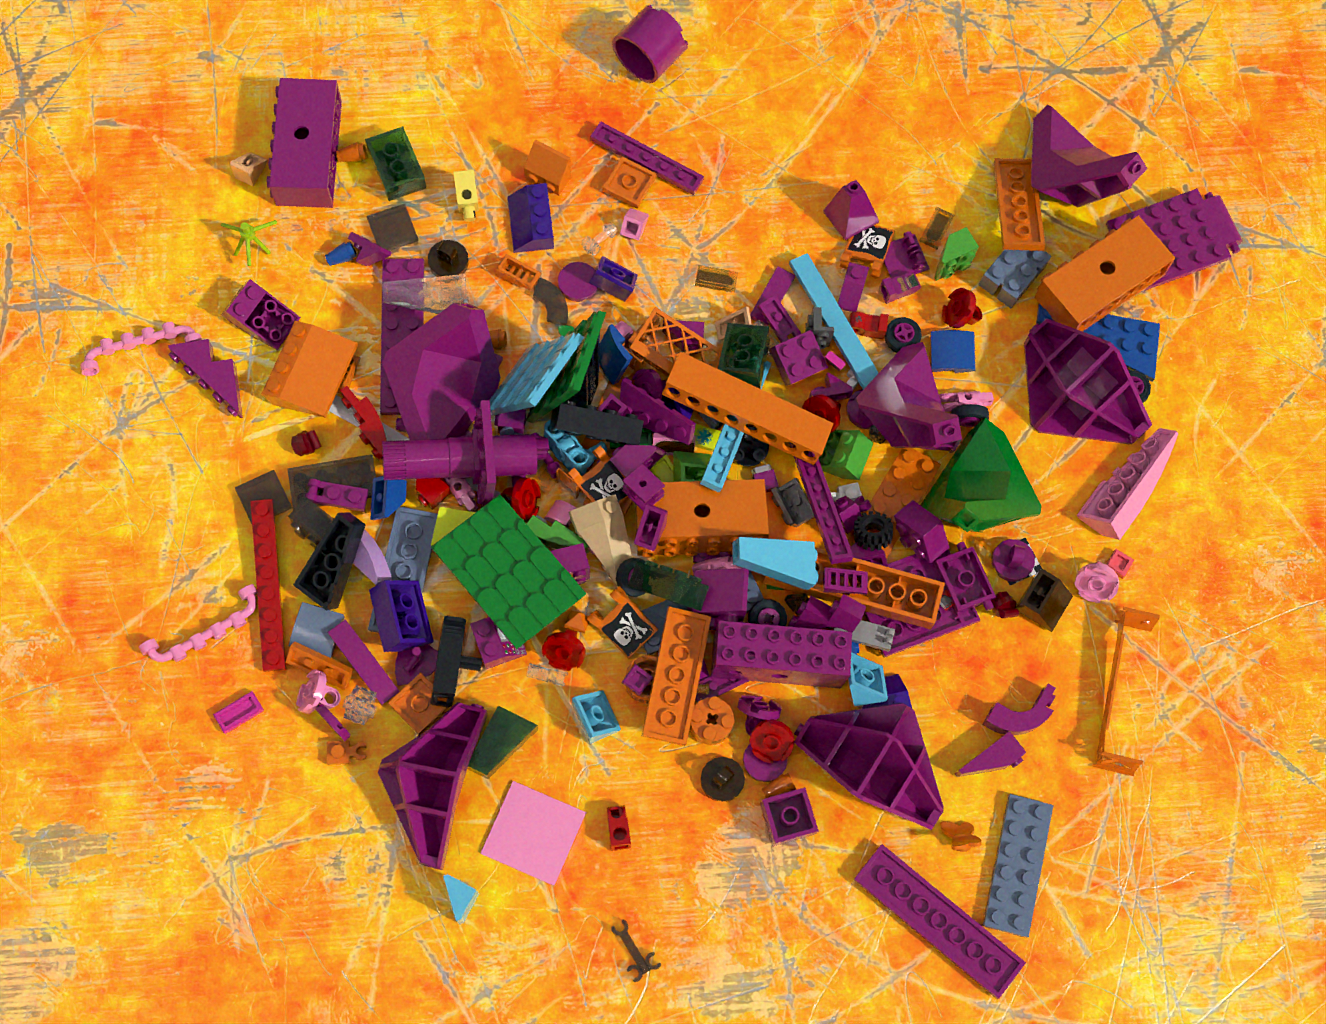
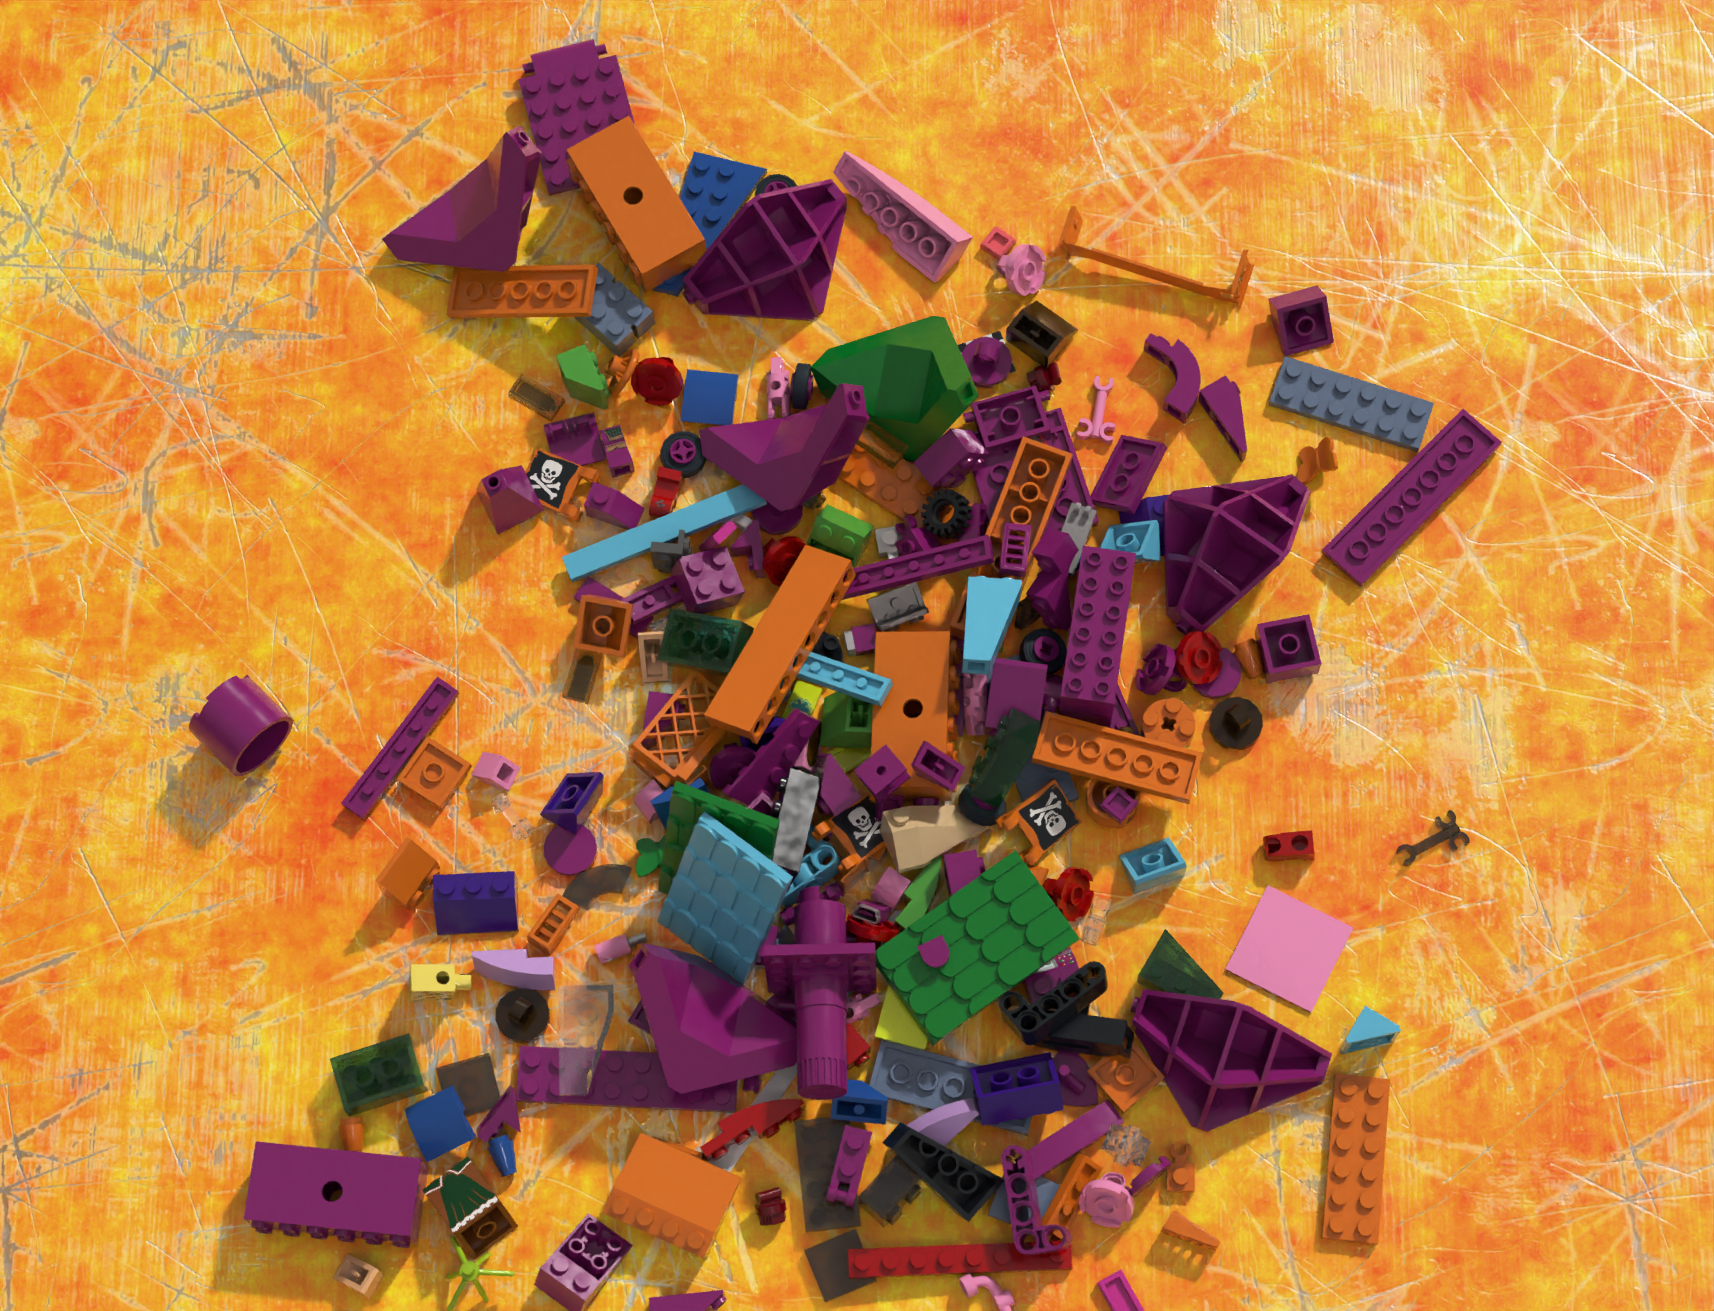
camera: 75 degrees left, 0 degrees up
(294, 757) = (1186, 1230): none -> orange slope
(299, 233) = (470, 1208): none -> slope
(341, 620) = (1028, 1199): none -> magenta beam
(358, 895) = (1356, 1159): none -> orange plate
(361, 207) = (439, 1123): none -> blue slope
(470, 639) = (1088, 981): none -> black beam
(481, 251) = (516, 969): none -> lavender slope
(500, 539) = (935, 952): none -> magenta tile
(503, 319) = (617, 946): none -> bright pink piece
(540, 499) = (871, 911): none -> piece
(627, 505) = (889, 803): none -> magenta tile
(631, 533) = (926, 802): none -> magenta tile
(753, 281) = (603, 625): none -> orange slope
(928, 677) = (1128, 474): none -> magenta tile
(929, 478) = (882, 444): none -> clear yellow tile
(965, 280) = (621, 370): none -> orange piece
(968, 653) = (1096, 429): none -> bright pink bar
(1087, 817) = (1301, 320): none -> magenta slope

